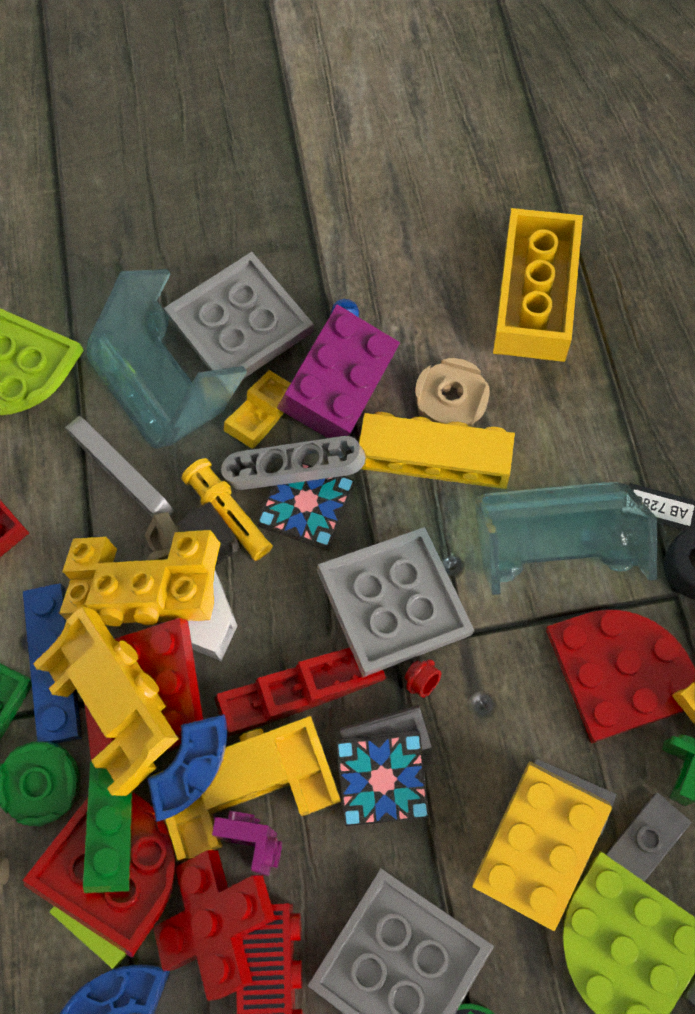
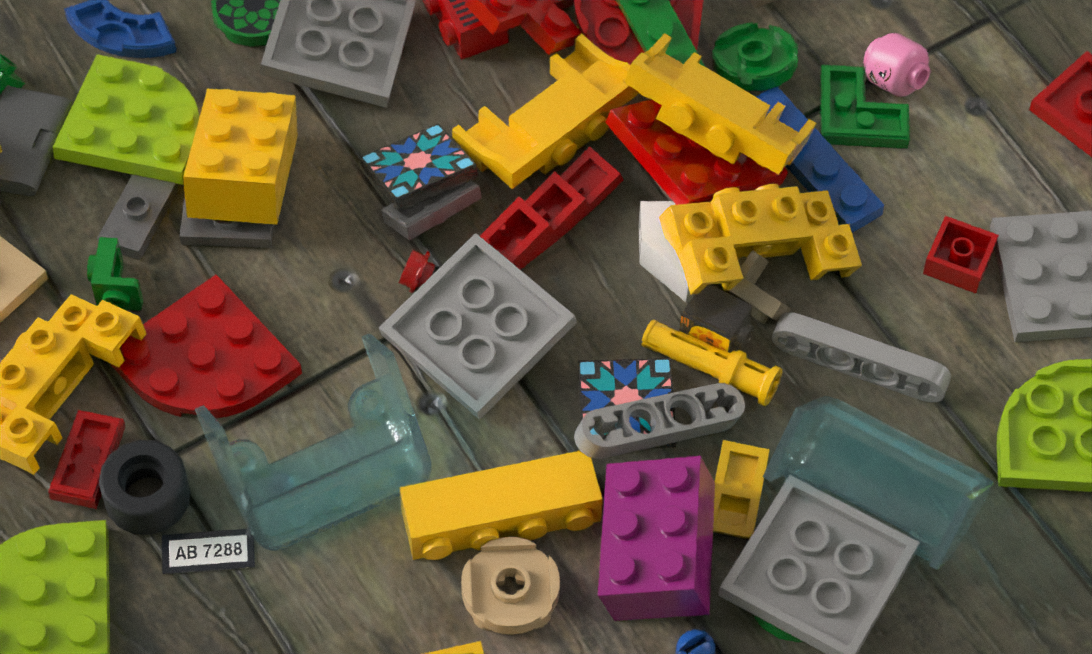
camera: 150 degrees right, 10 degrees down
(192, 769) = (602, 86): blue tile -> none
(246, 830) = (521, 64): magenta bracket -> none

